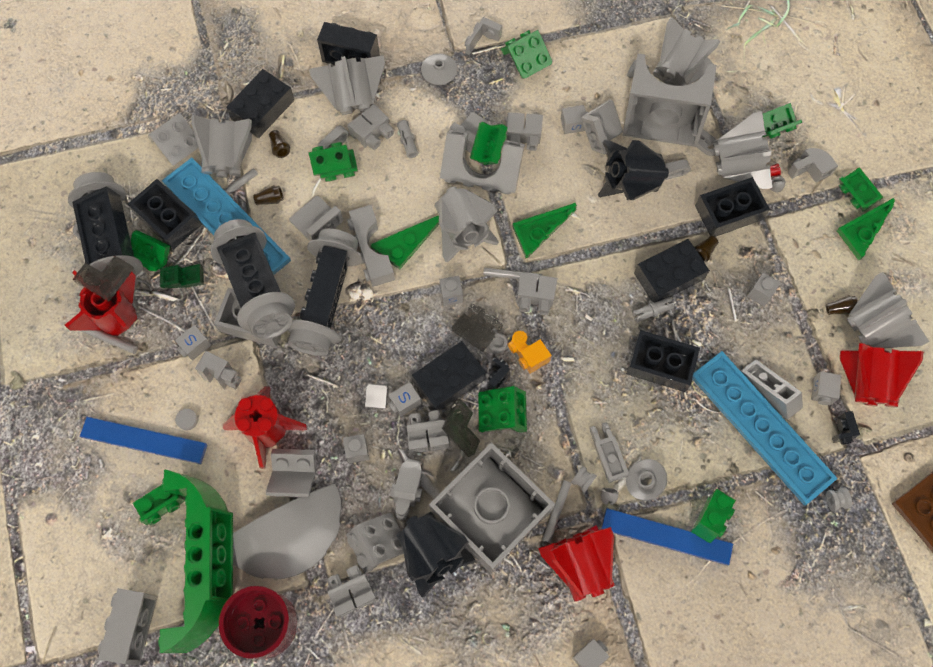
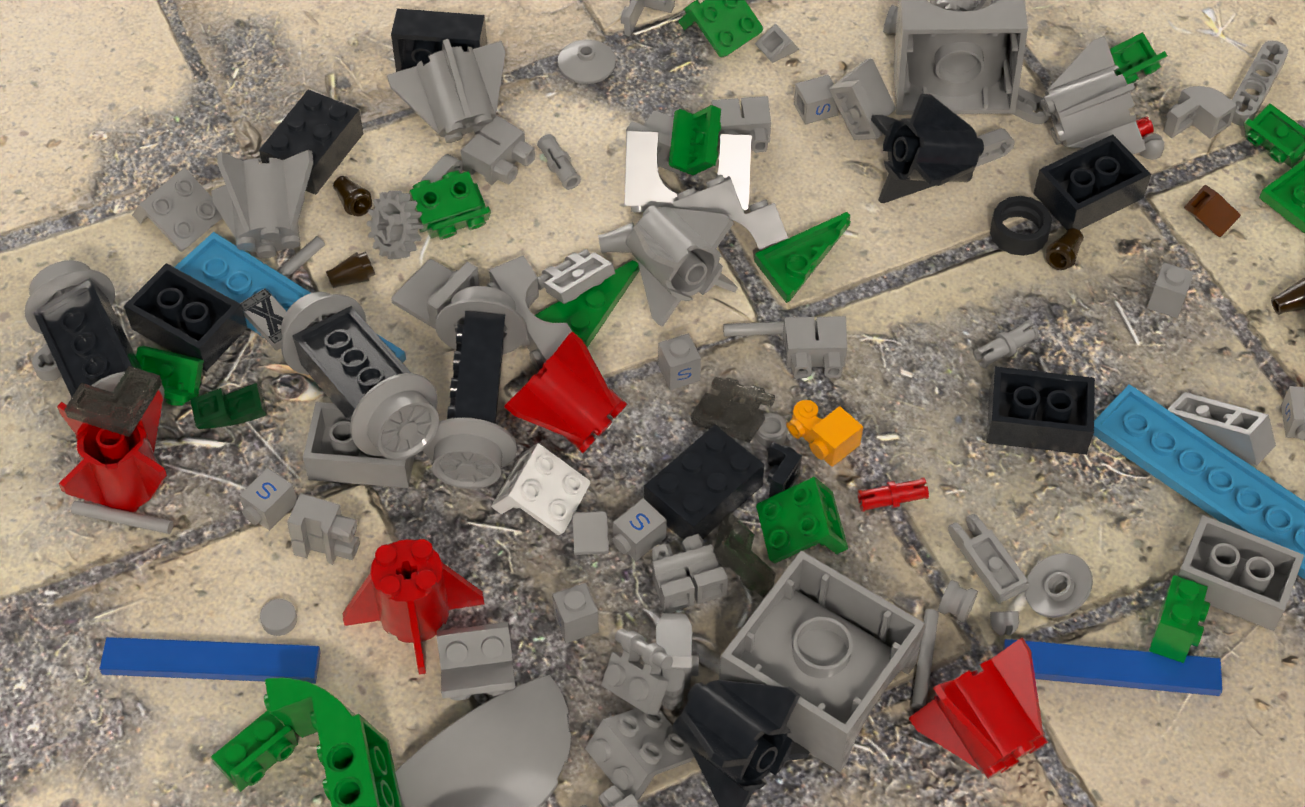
camera: 10 degrees left, 15 degrees down
(210, 219) = (266, 316): none -> tile
(298, 171) = (394, 224): none -> light grey gear
(353, 363) = (543, 489): none -> white bracket
(377, 308) = (568, 396): none -> red brick
(383, 497) = (636, 682): none -> light grey plate
(400, 221) = (575, 275): none -> light grey plate
(430, 199) = (616, 240): none -> light grey cone
(498, 188) = (722, 198): none -> light grey arch
(558, 74) = (776, 44): none -> light grey slope
(561, 400) = (893, 494): none -> red pin
(671, 271) = (1021, 284): black brick -> none
(685, 215) = (1025, 208): none -> black tyre
(758, 491) = (1241, 572): none -> light grey brick
(804, 237) = (1212, 210): none -> reddish brown panel
(855, 147) = (1260, 83): none -> light grey beam

